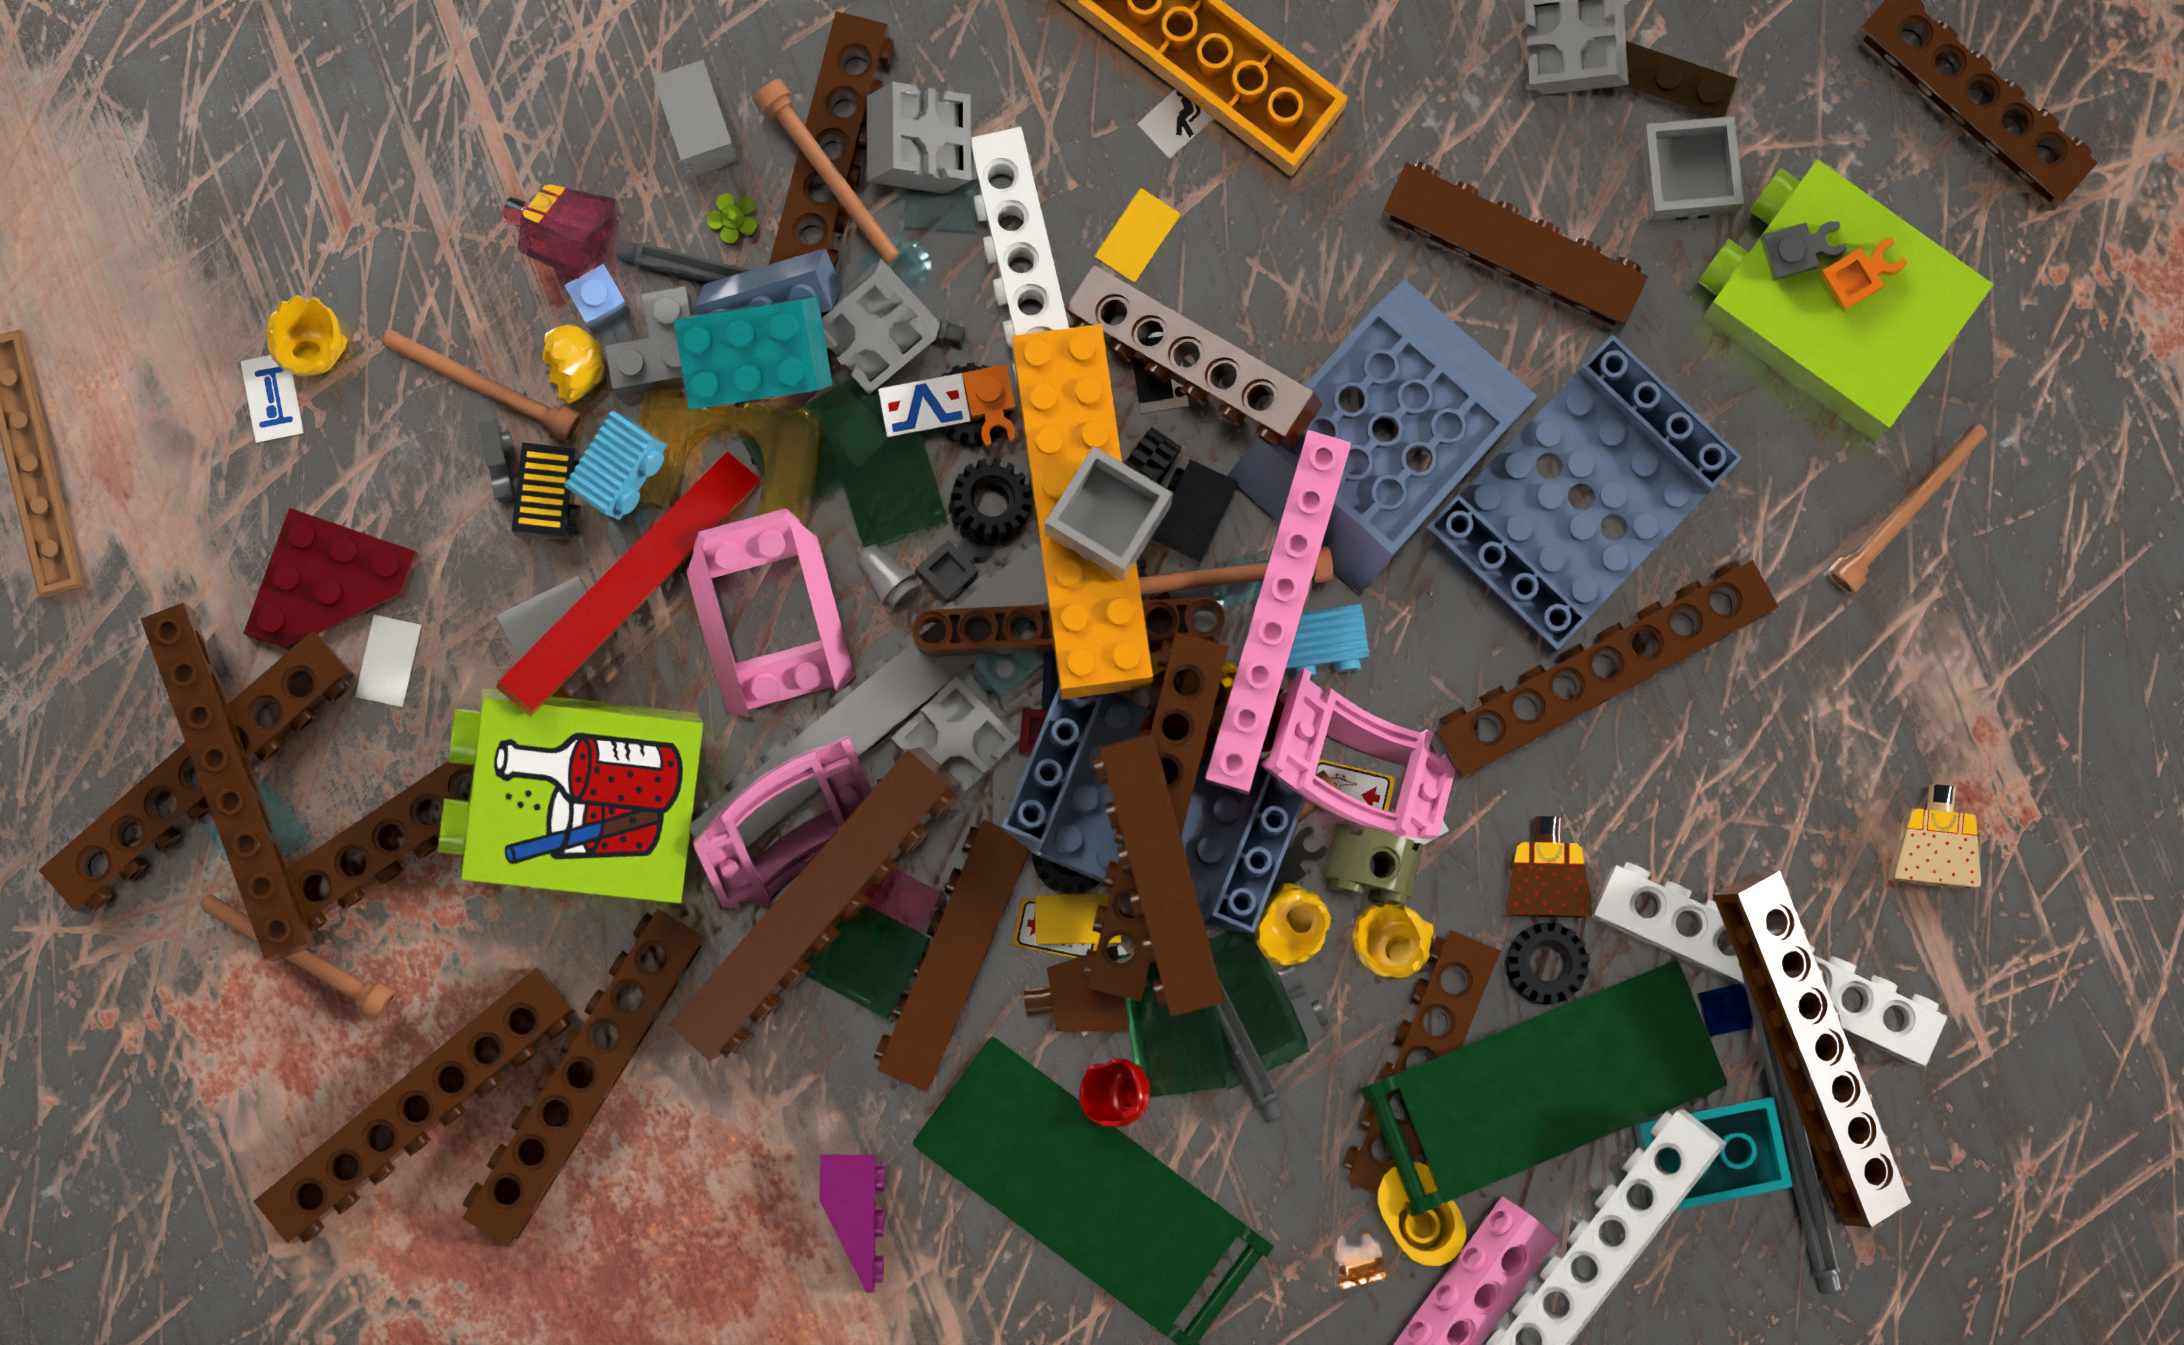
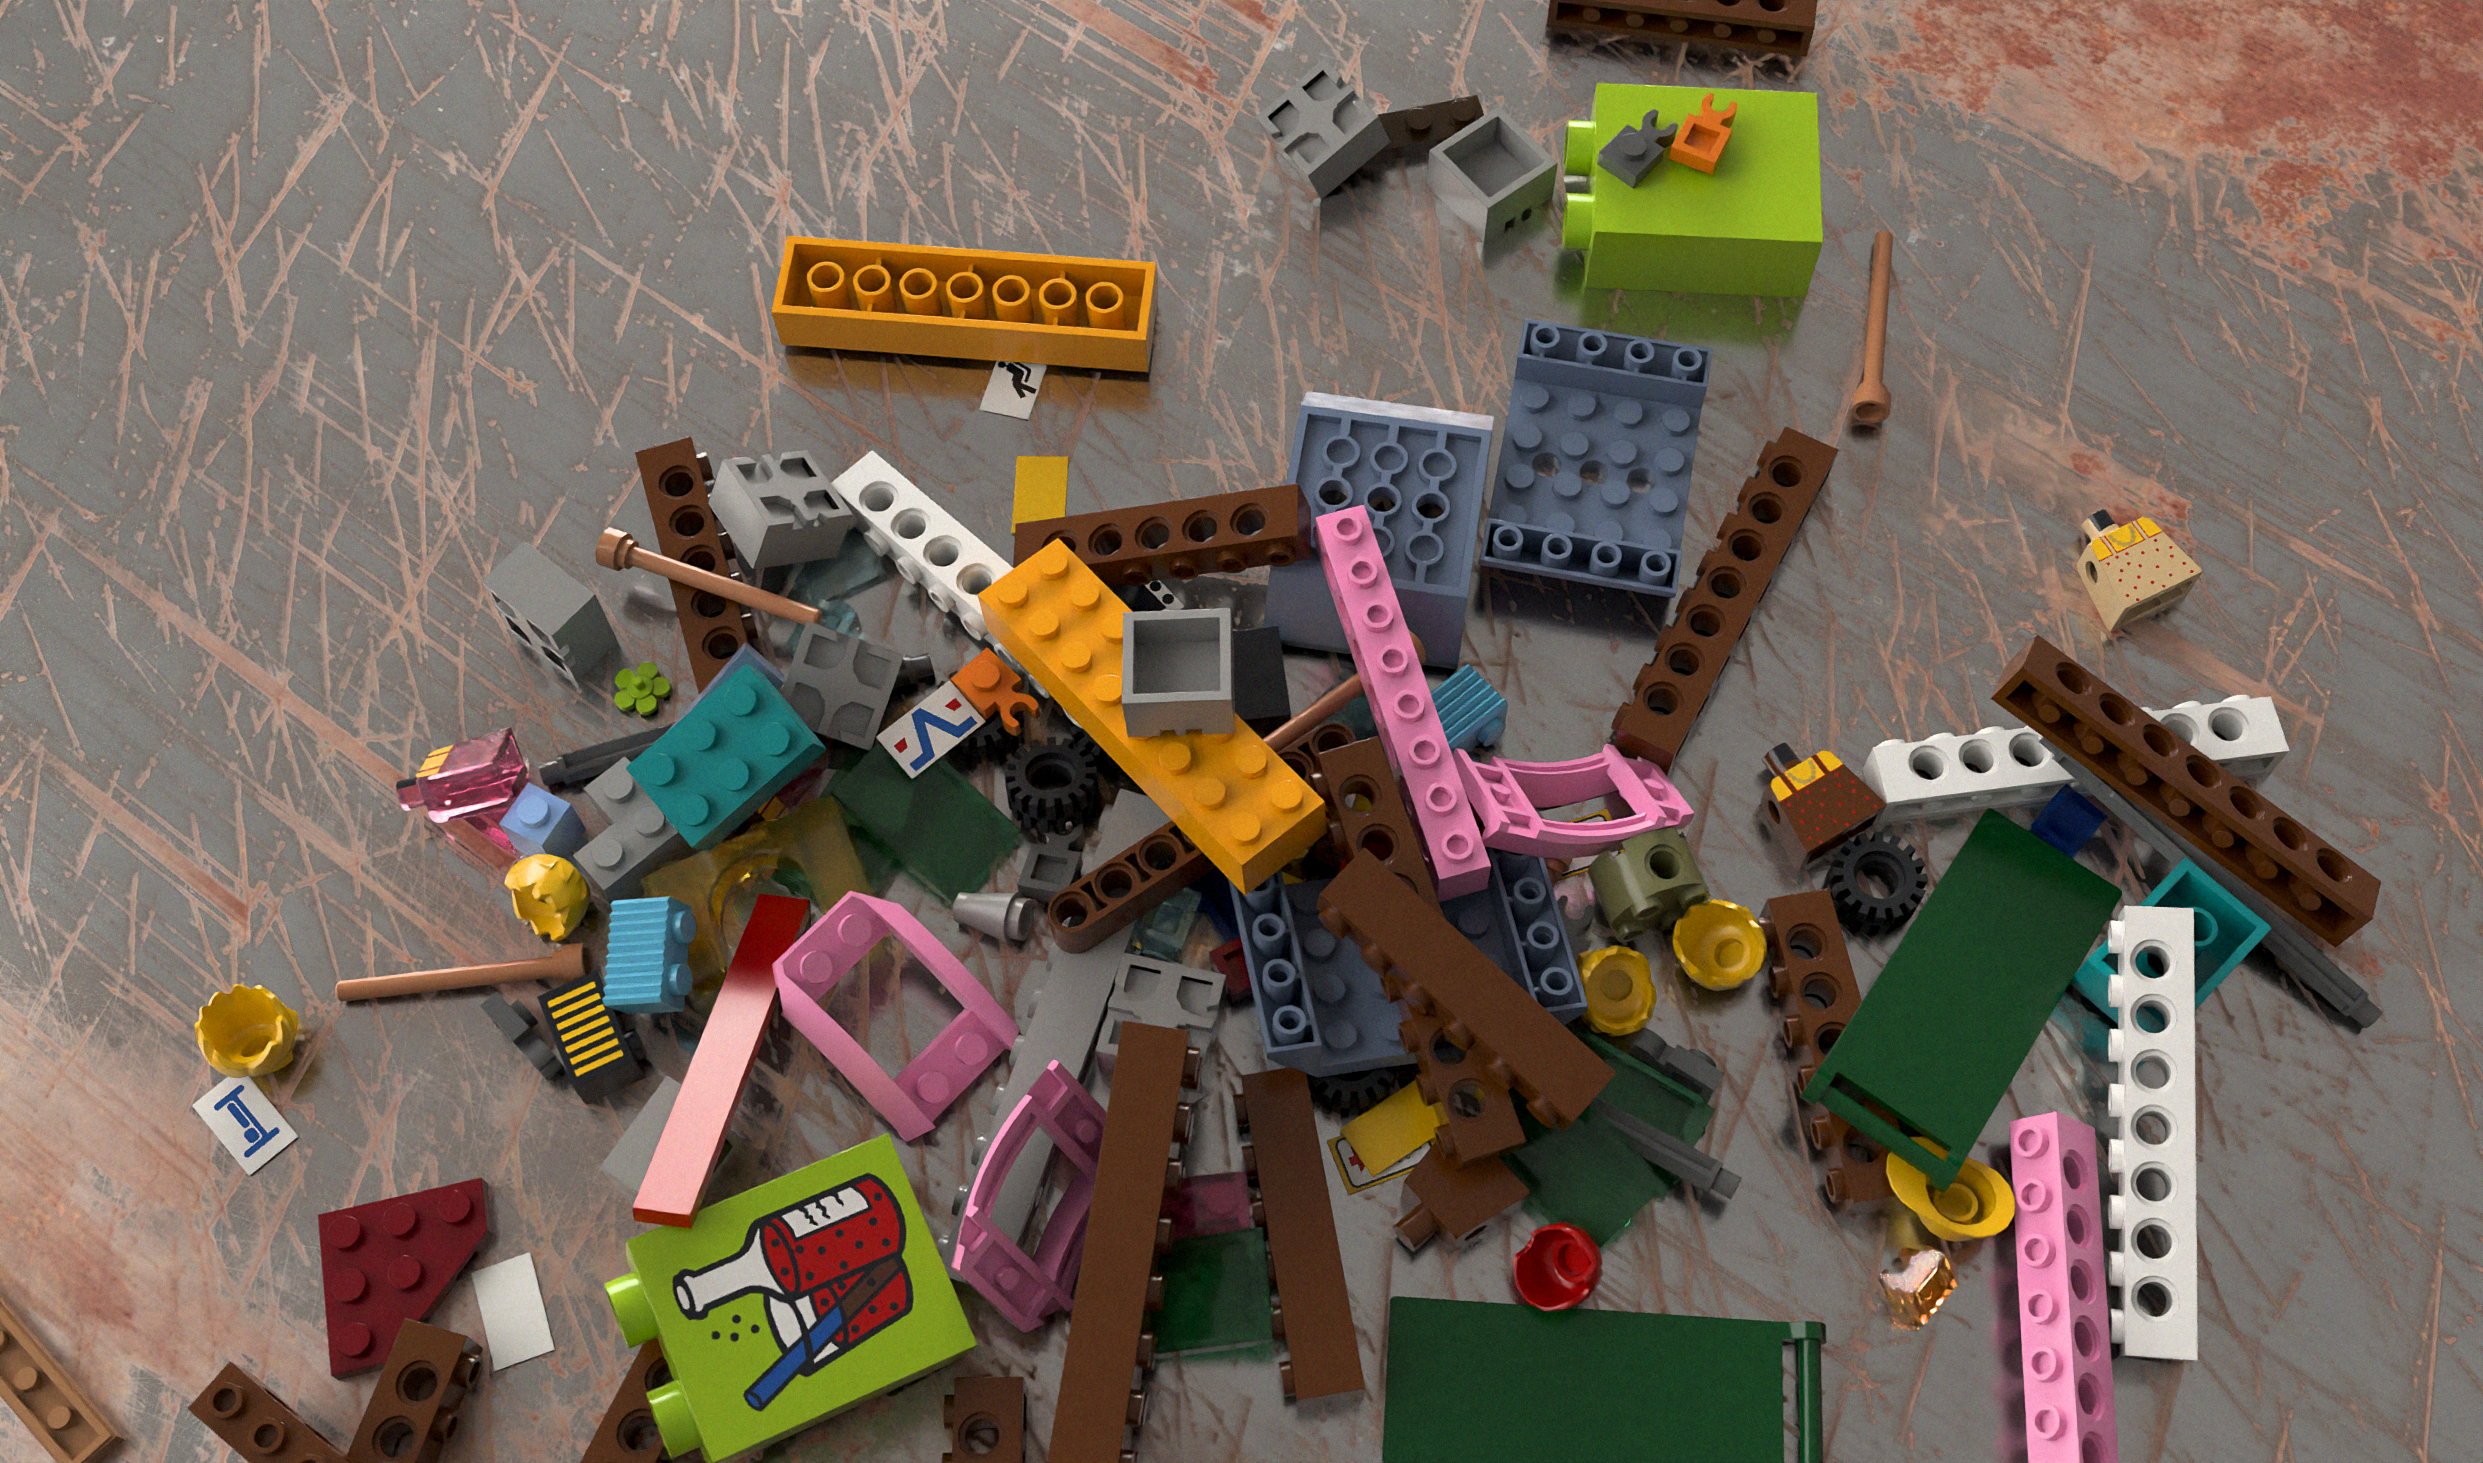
camera: 30 degrees left, 20 degrees down
(1514, 246) = (1385, 312): reddish brown brick -> none

